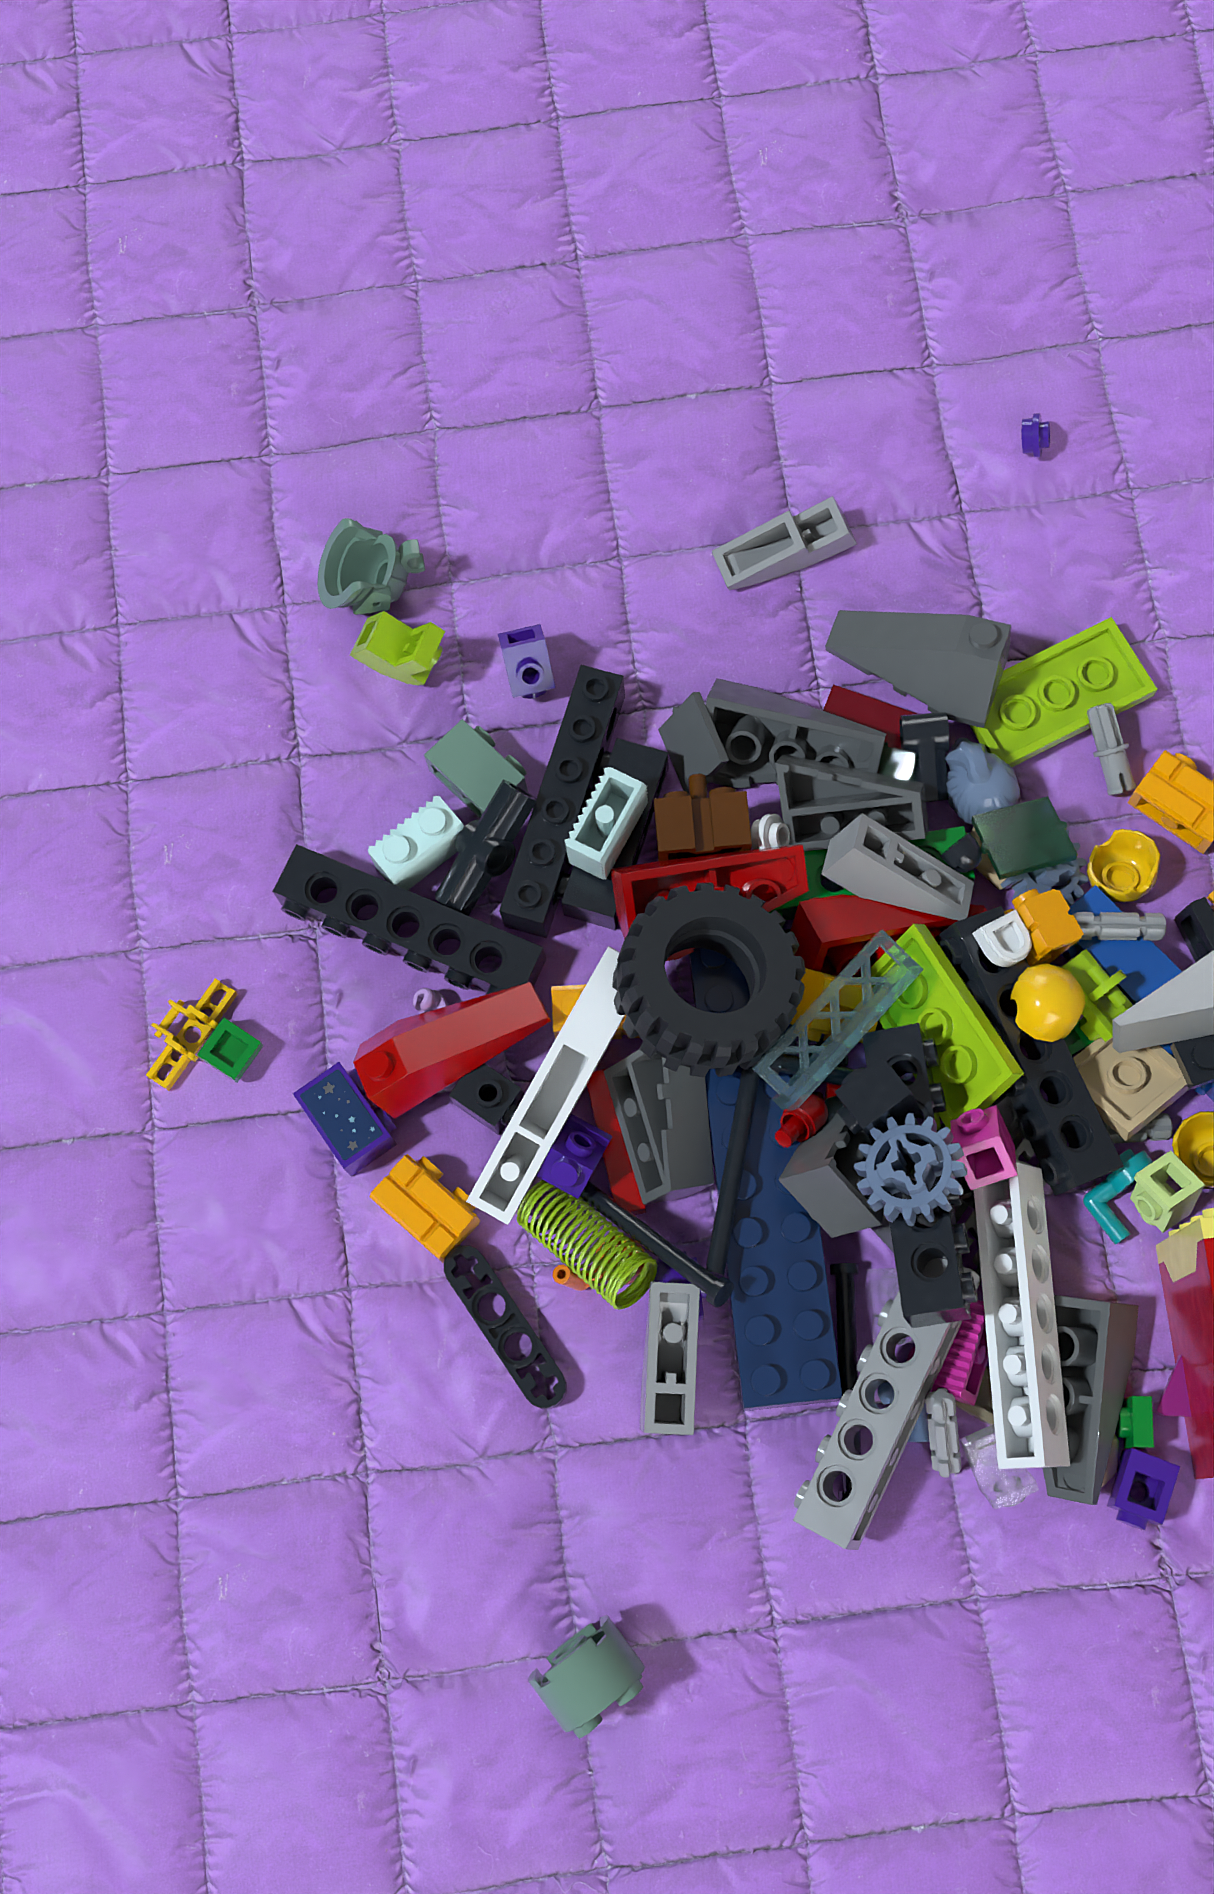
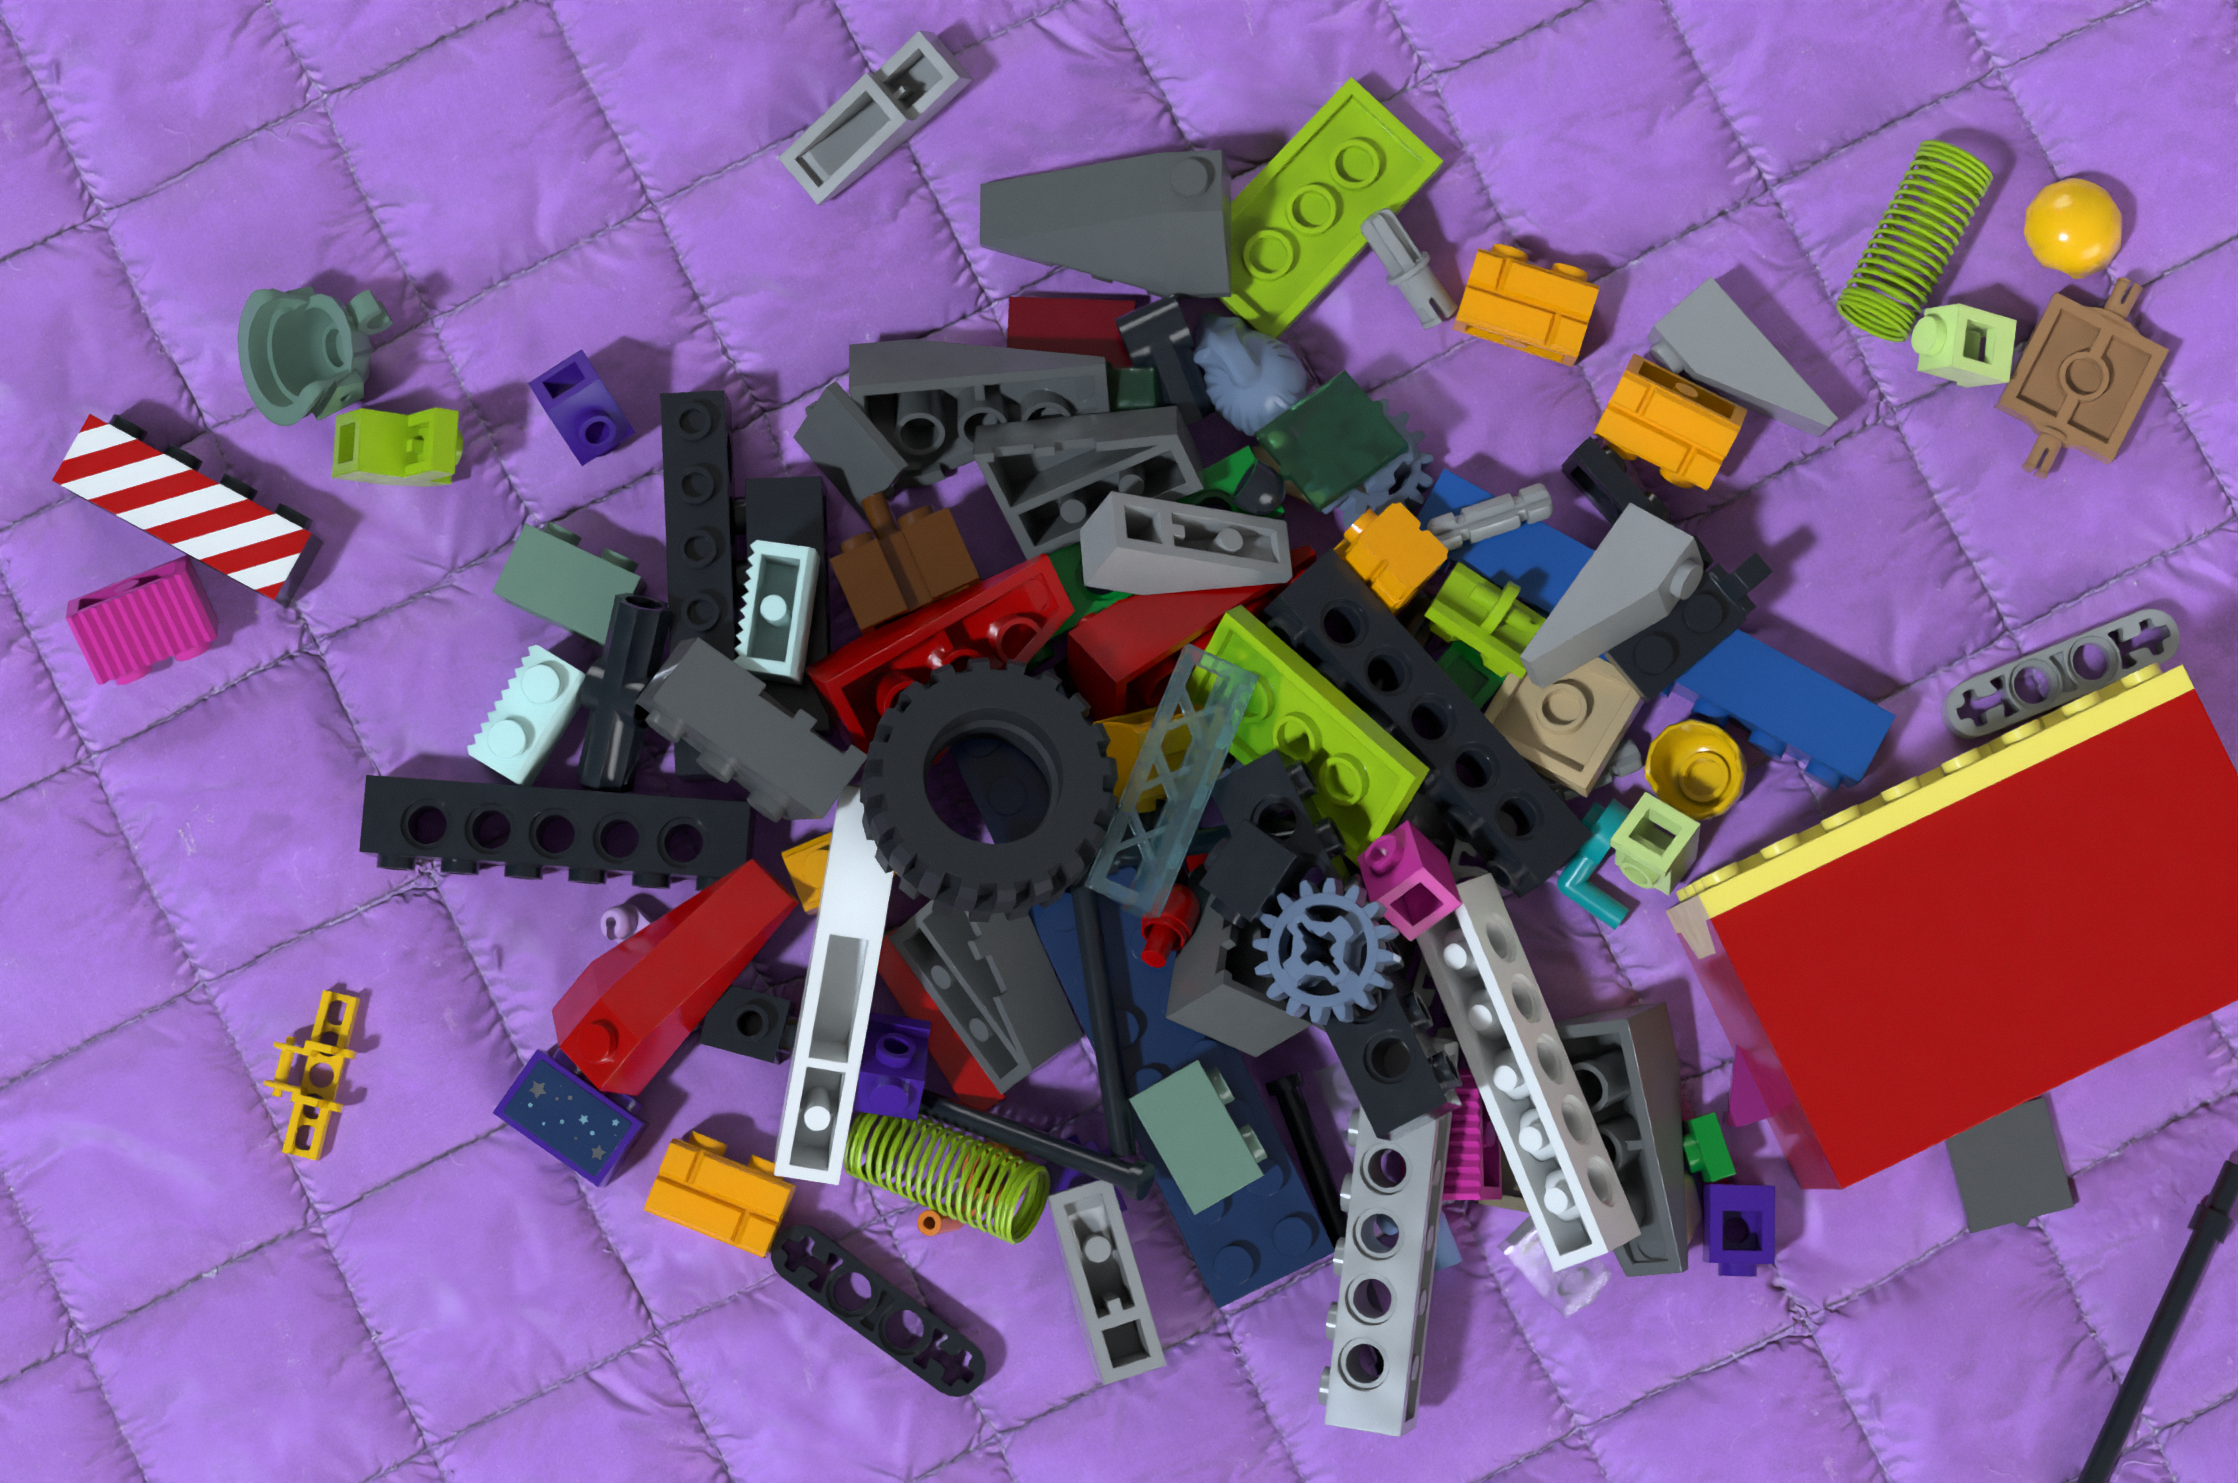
camera: 25 degrees left, 10 degrees up
(193, 703) = (143, 622): none -> dark pink brick
(230, 1050) = (382, 1080): green plate -> none
(251, 645) = (187, 509): none -> brick
(556, 893) = (747, 734): none -> dark grey wedge
(769, 832) = (997, 548): white plate -> none
(772, 1275) = (1197, 1135): none -> sand green brick
(943, 1432) = (1474, 1247): light grey axle -> none
(1004, 940) = (1350, 594): white tile -> none
(1048, 1002) = (1430, 658): yellow hair -> none
(1124, 865) = (1473, 426): yellow hair -> none

